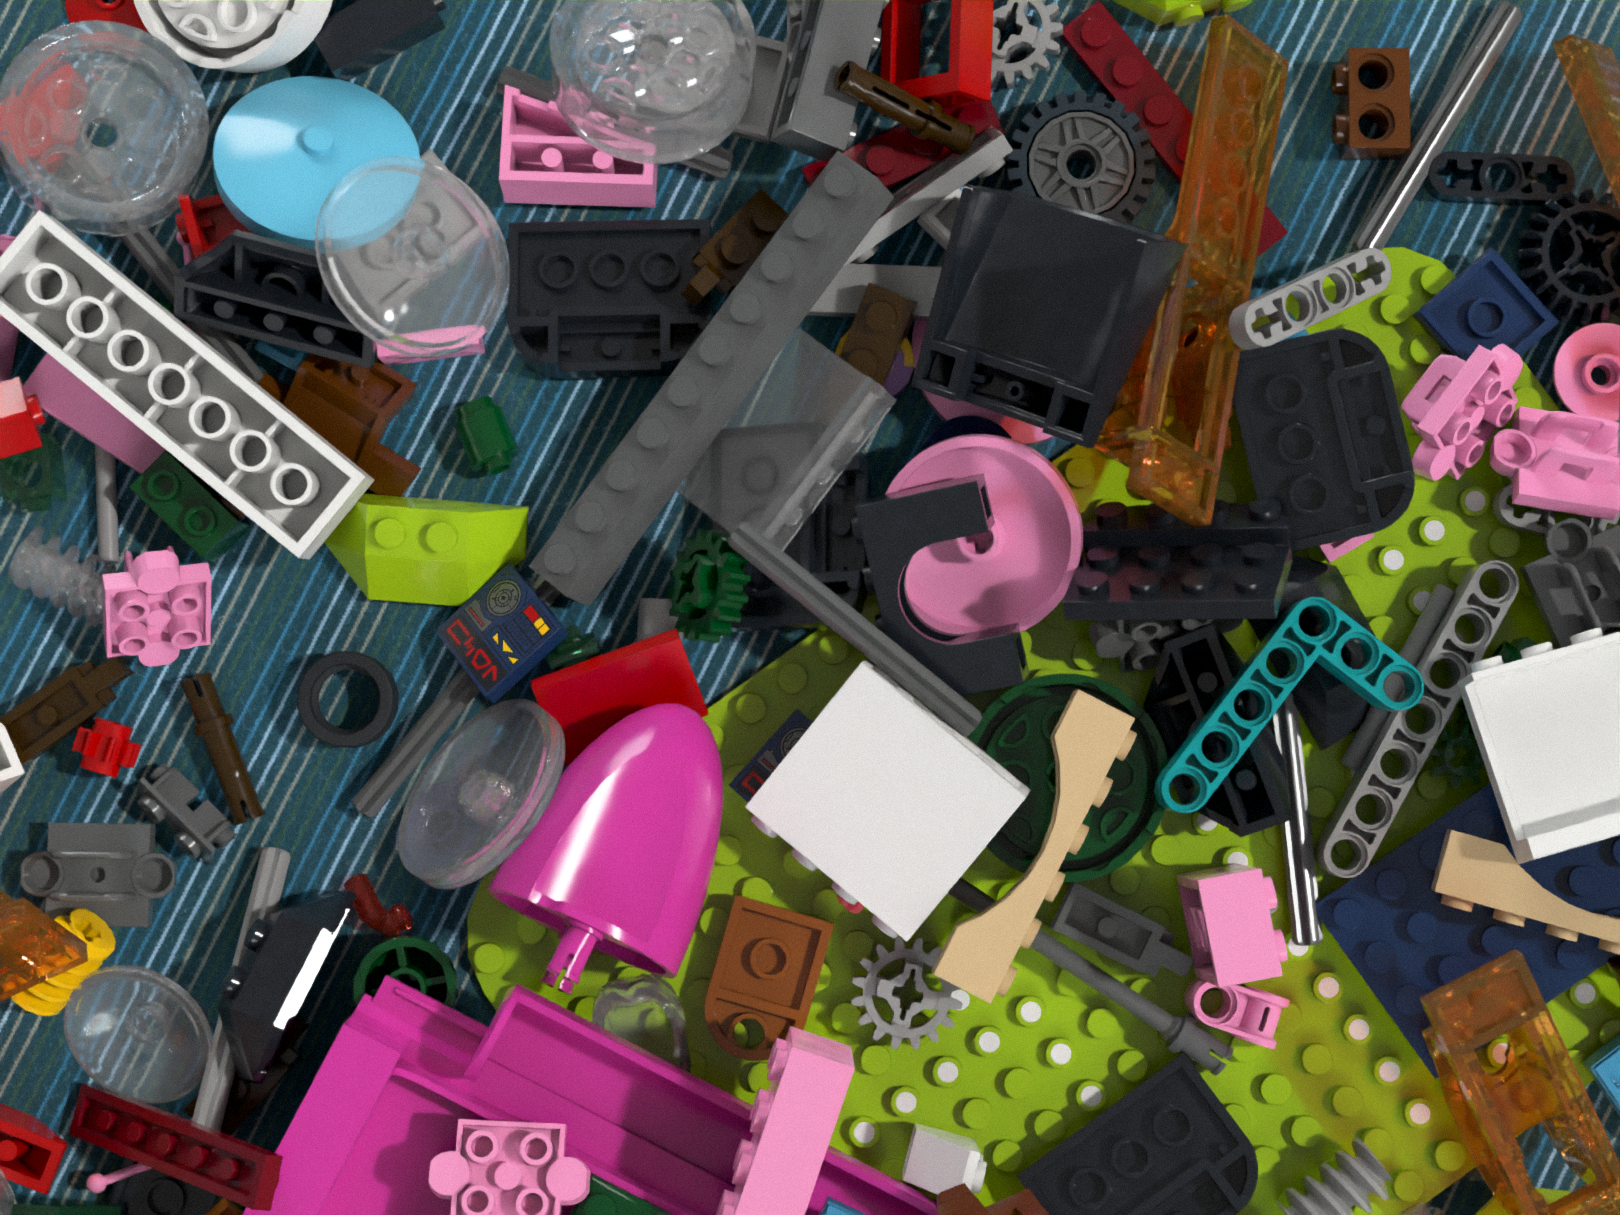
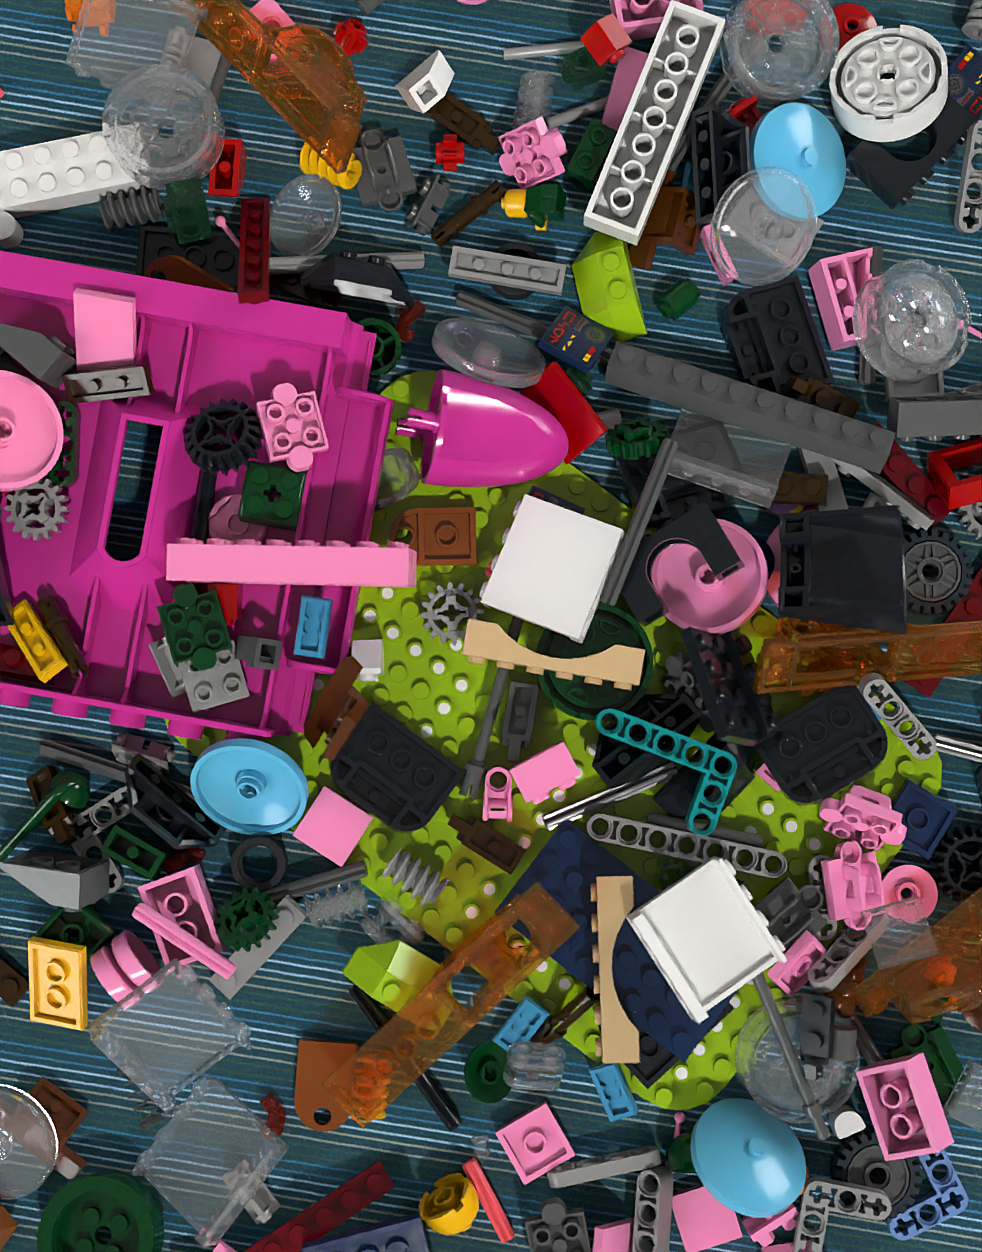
camera: 70 degrees right, 0 degrees up
(244, 623) = (539, 203): none -> dark green piece
(345, 714) = (507, 270): none -> light grey plate
(922, 117) = (928, 474): dark brown pin -> none
(1312, 1052) = (487, 842): none -> dark brown hinge

